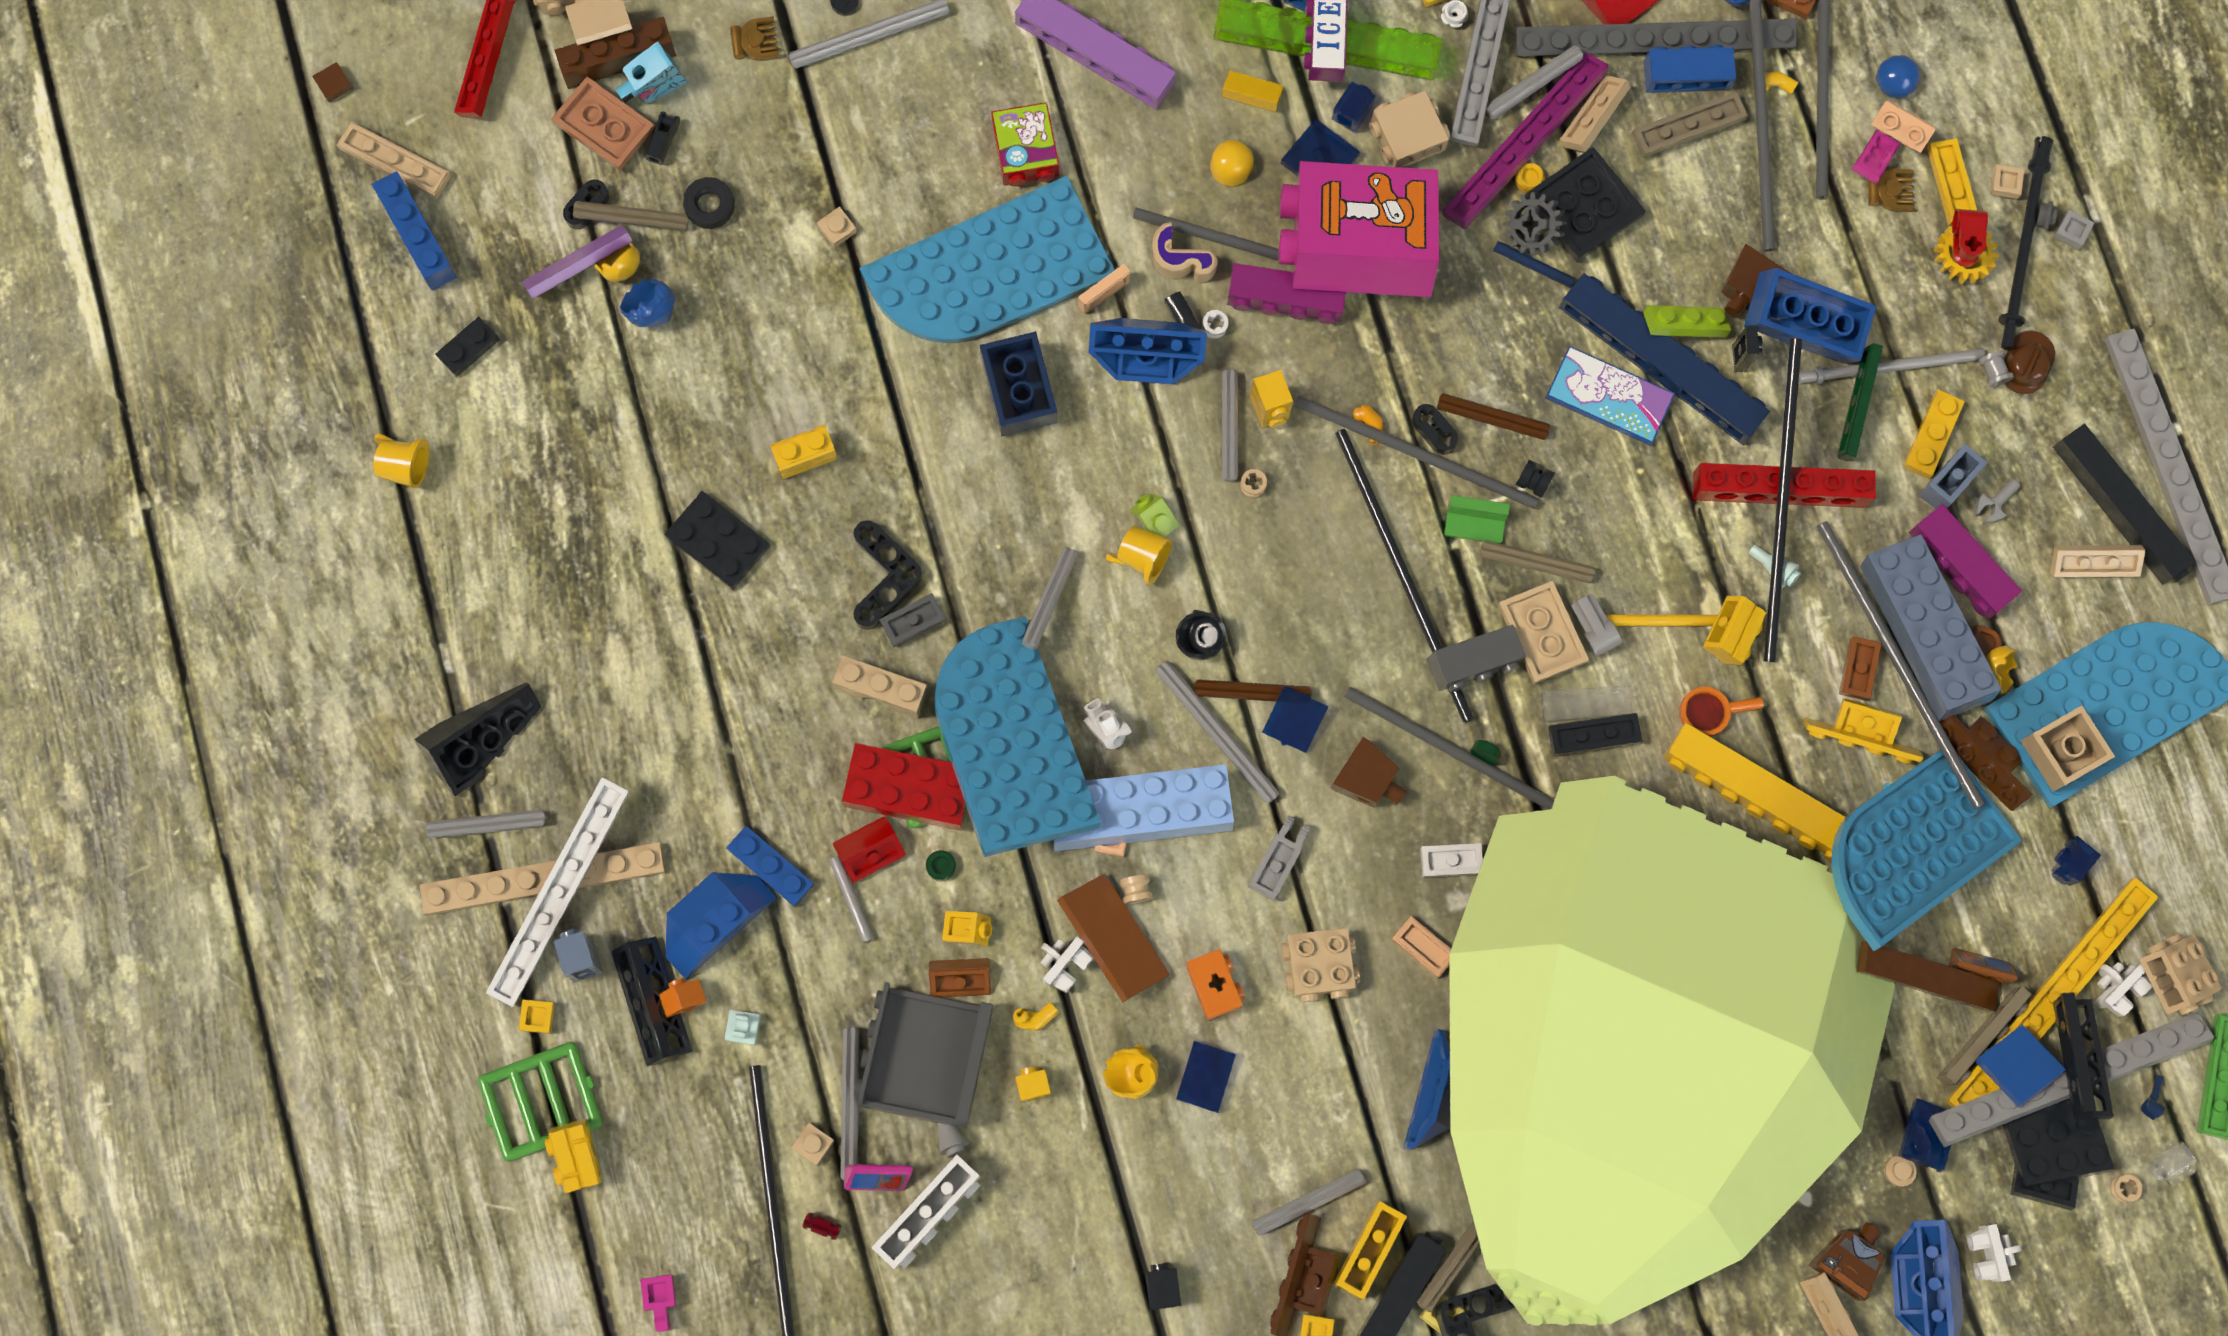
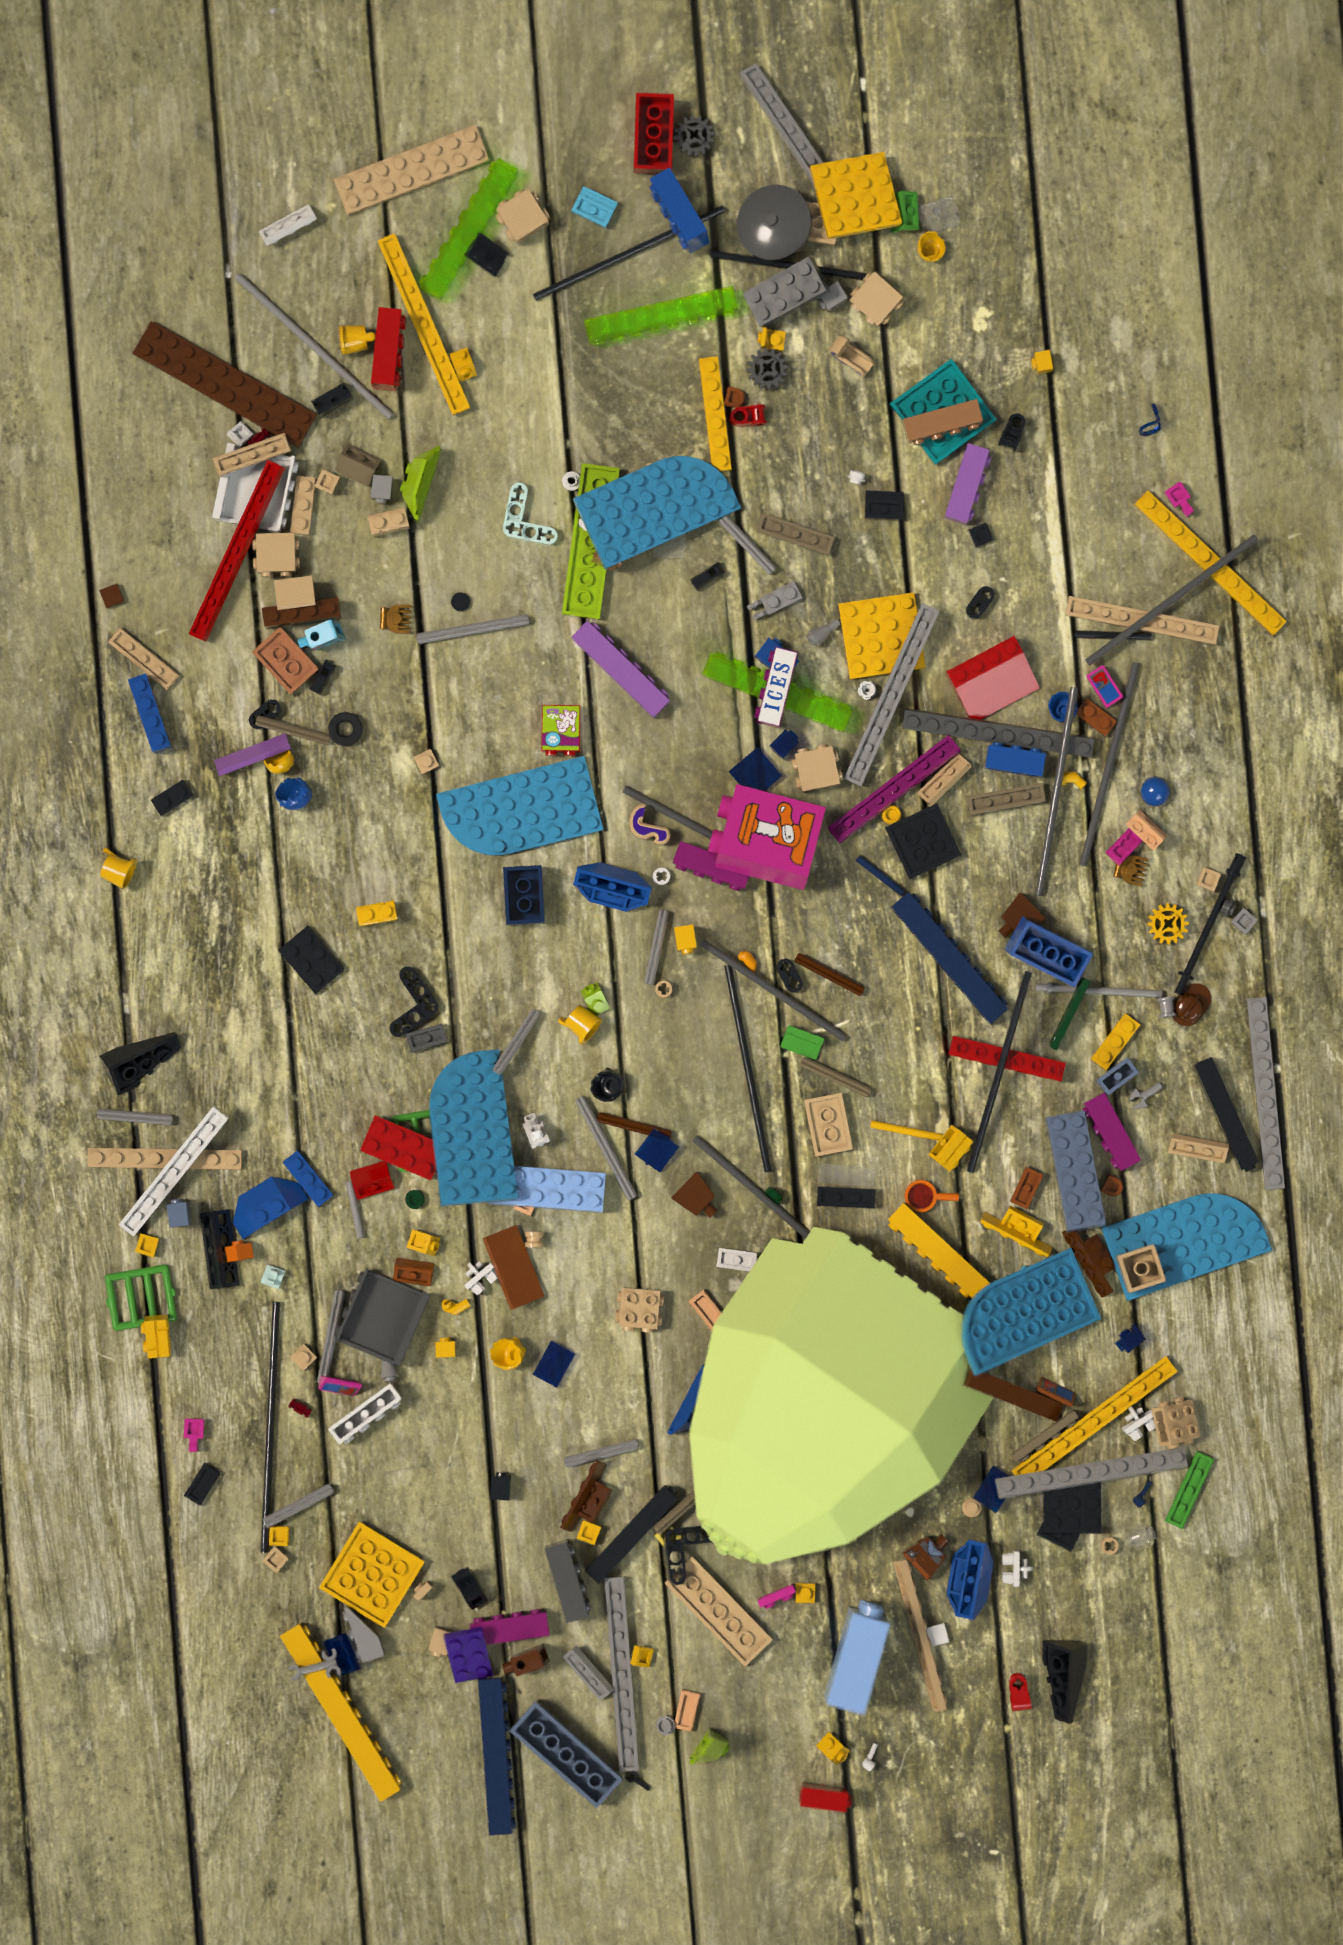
camera: 15 degrees right, 10 degrees up
(881, 685) = (397, 1078): tan arch -> none
(1104, 289) = (592, 840): light nougat tile -> none
(1180, 310) = (641, 866): black bar -> none
(1213, 1002) = (567, 1319): orange brick -> none
(1231, 163) = (695, 767): yellow hair -> none
(1252, 91) = (720, 718): yellow slope -> none
(1278, 861) = (627, 1238): light grey hinge -> none
(1369, 1250) = (631, 1490): yellow brick -> none
(1476, 659) = (780, 1135): dark grey brick -> none
(1534, 82) = (908, 750): light grey axle -> none
(1534, 235) = (883, 851): dark grey gear -> none
(1535, 478) = (846, 1022): black wheel -> none
(1599, 631) = (864, 1131): light grey piece -> none
(1610, 395) = (909, 975): tile -> none
(1686, 321) = (969, 937): lime plate -> none
(1746, 348) = (1004, 964): black plate -> none
(1790, 568) = (996, 1115): light aqua cone -> none
(1901, 666) = (1051, 1190): dark grey piece -> none
(1951, 177) = (1171, 872): yellow plate -> none
(1969, 236) = (1168, 914): red piece -> none
(2001, 662) = (1113, 1207): yellow hair -> none
(2020, 1066) = (1058, 1459): blue tile -> none
(2076, 1060) = (1092, 1461): black fence -> none

